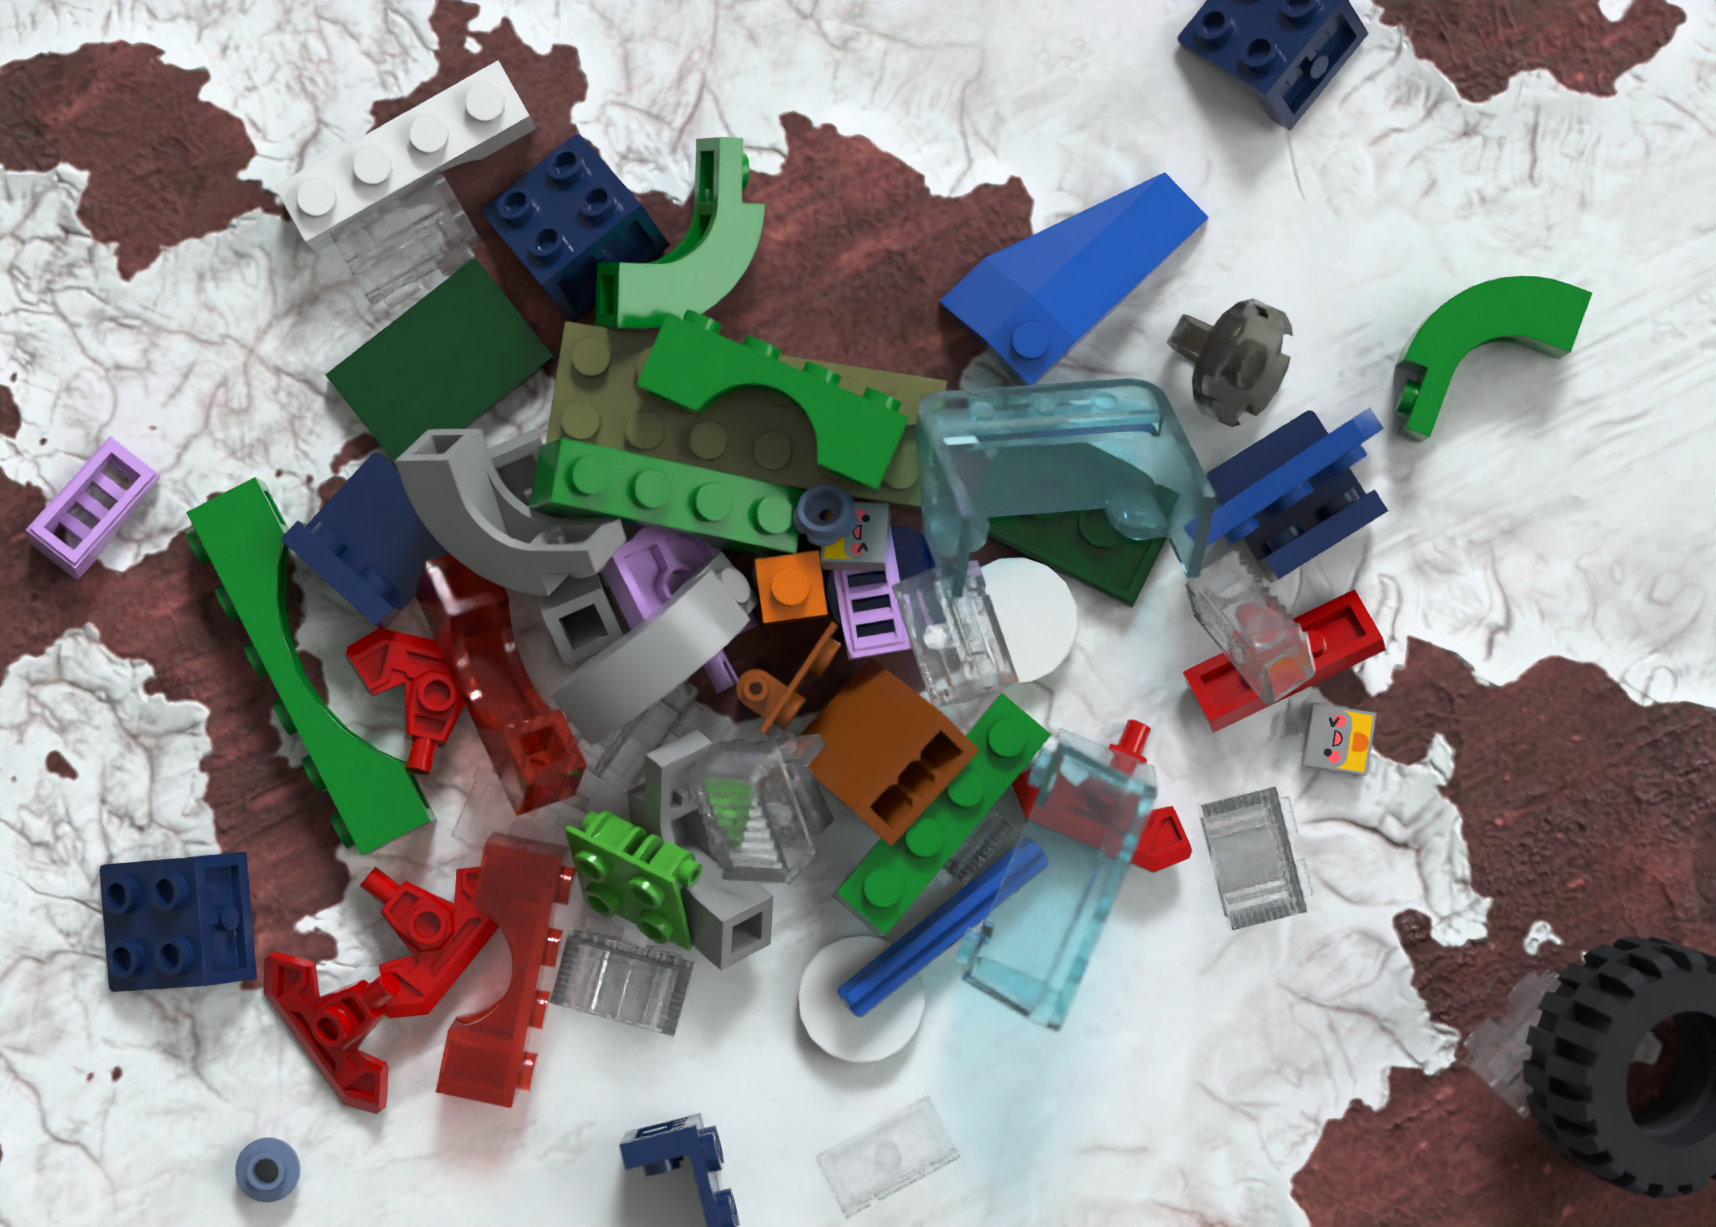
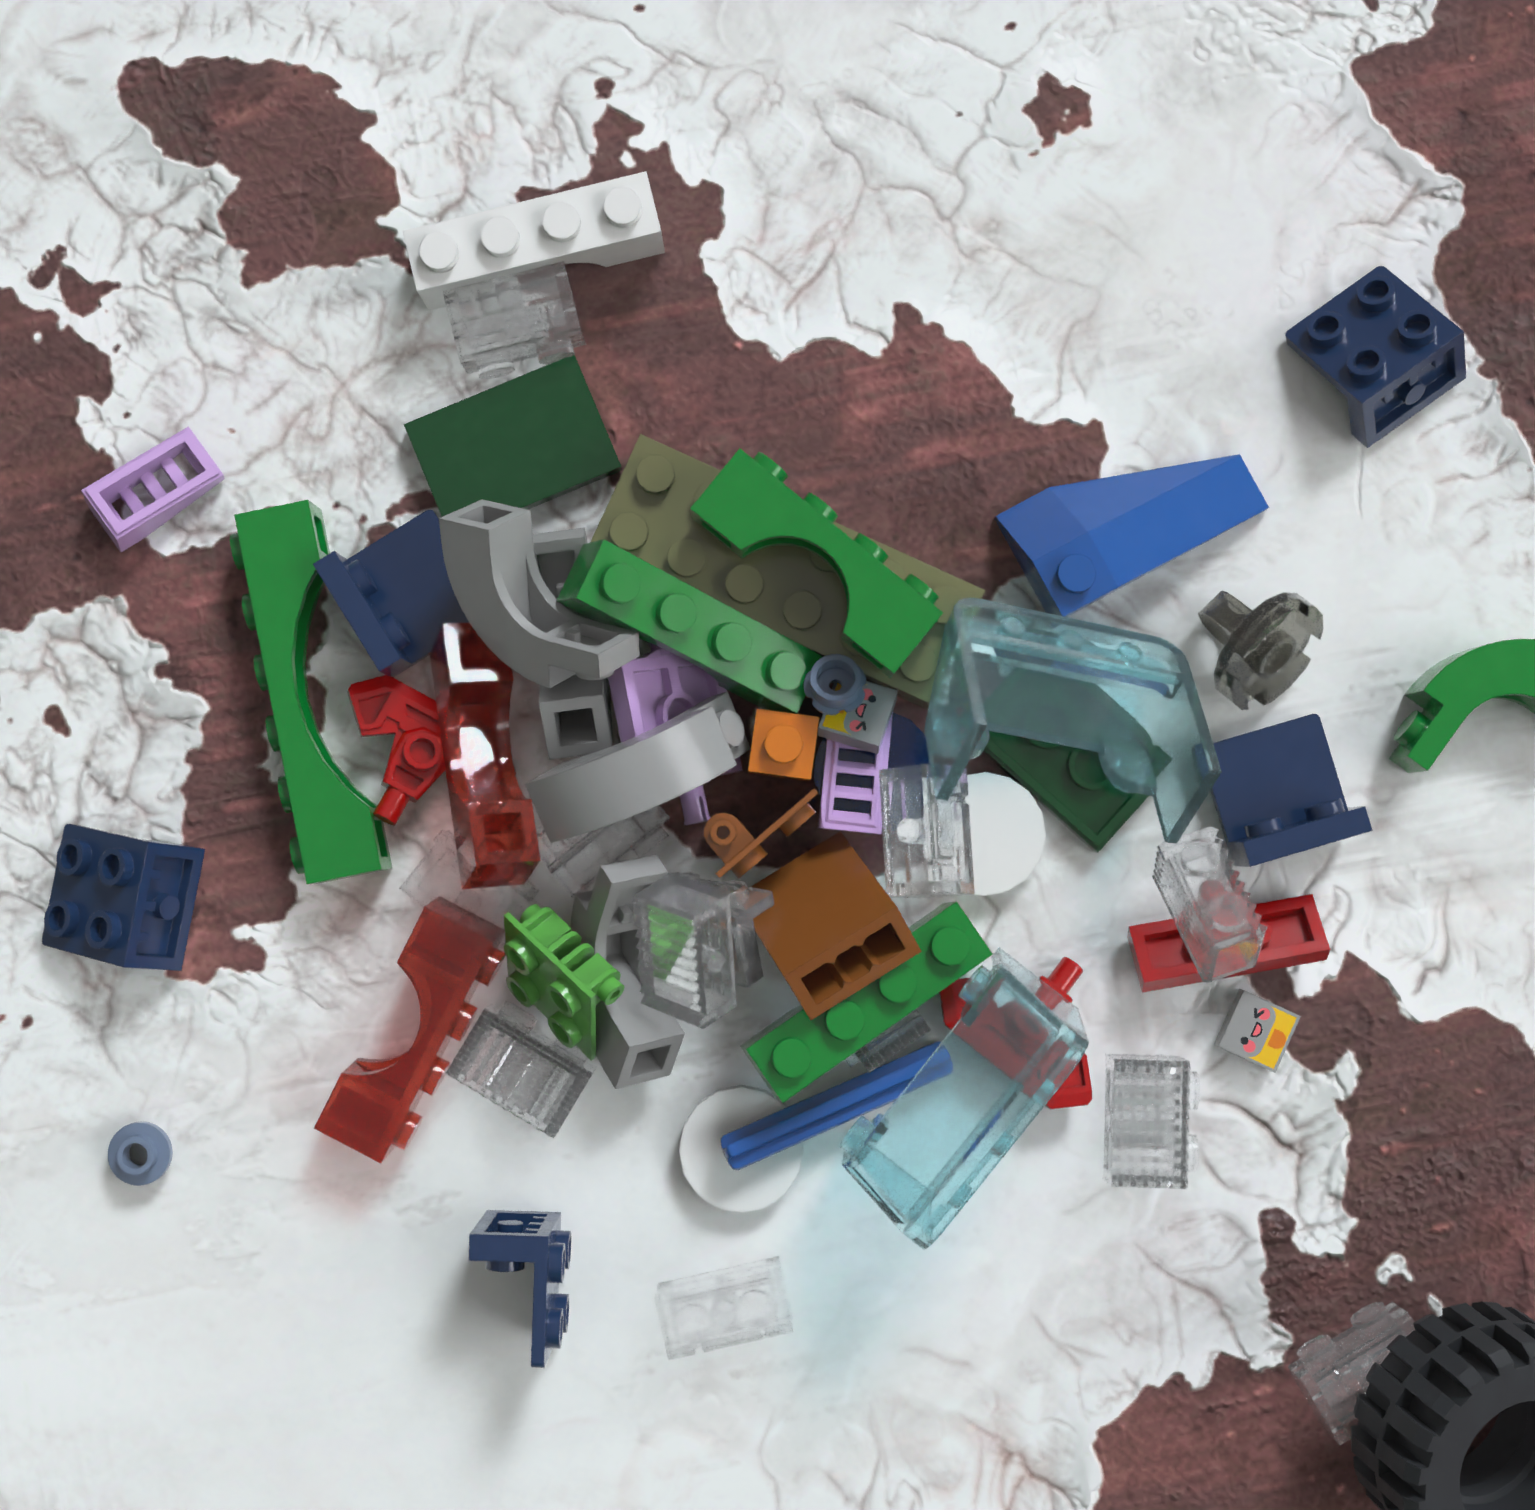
camera: 15 degrees right, 0 degrees up
(333, 1026) = (239, 1036): red piece -> none
(435, 931) = (360, 978): red piece -> none
(568, 220) = (676, 353): dark blue bracket -> none
(704, 262) = (791, 414): arch -> none
(1289, 481) = (1287, 777): blue wing -> none

